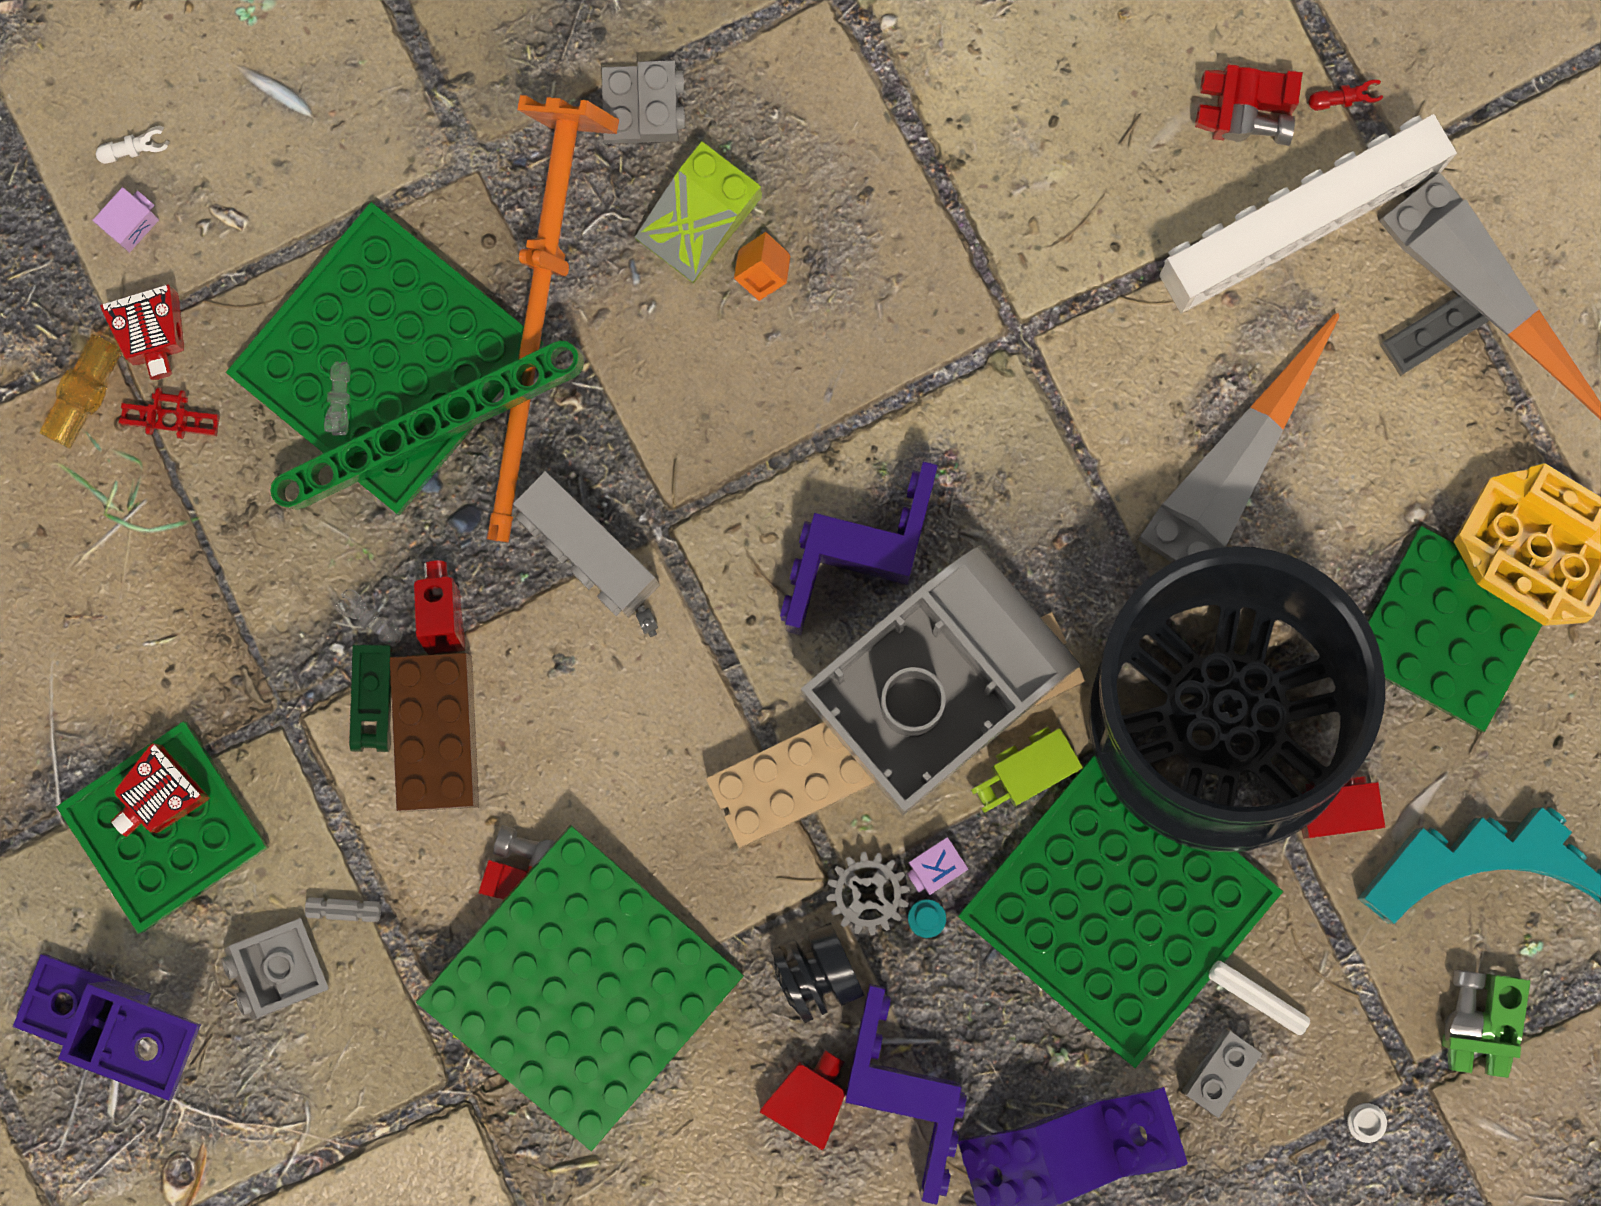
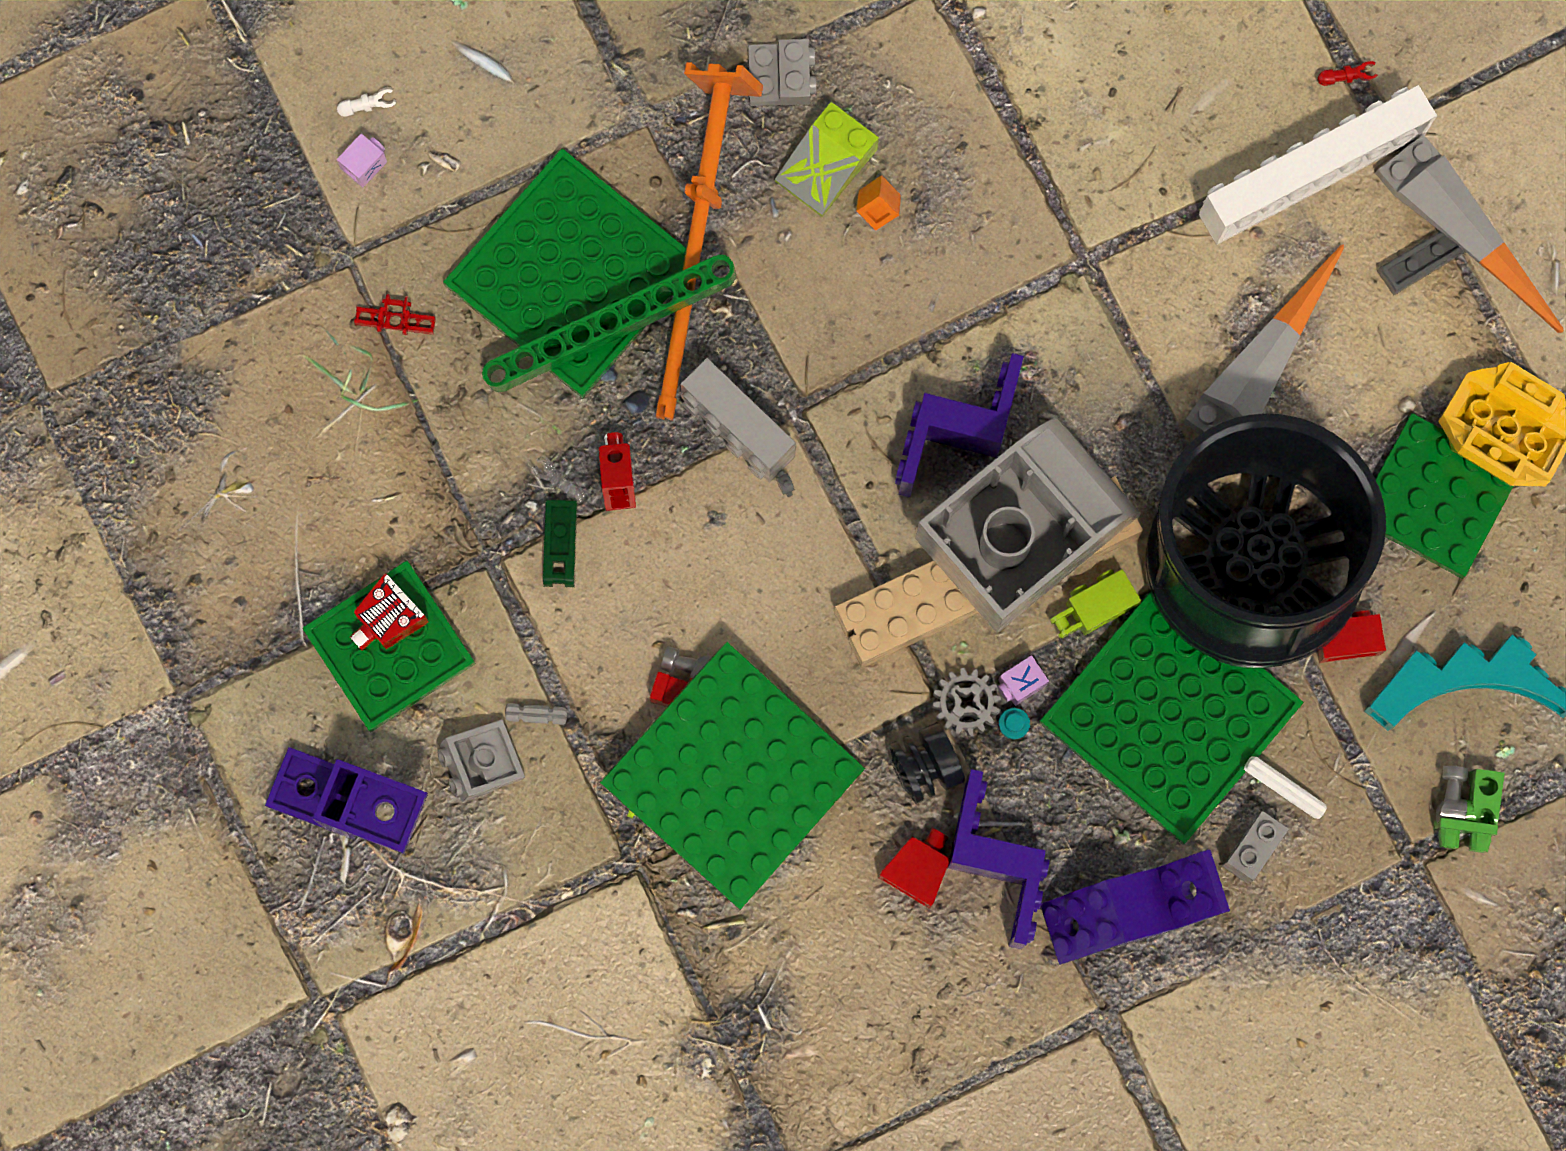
camera: 10 degrees left, 5 degrees down
(81, 391) = (324, 296): clear yellow piece -> none
(148, 328) = (379, 246): torso -> none
(336, 416) = (535, 302): clear piece -> none
(434, 732) = (612, 570): reddish brown brick -> none
(1241, 95) = (1264, 72): red hips -> none
(1367, 1122) = (1373, 889): white plate -> none

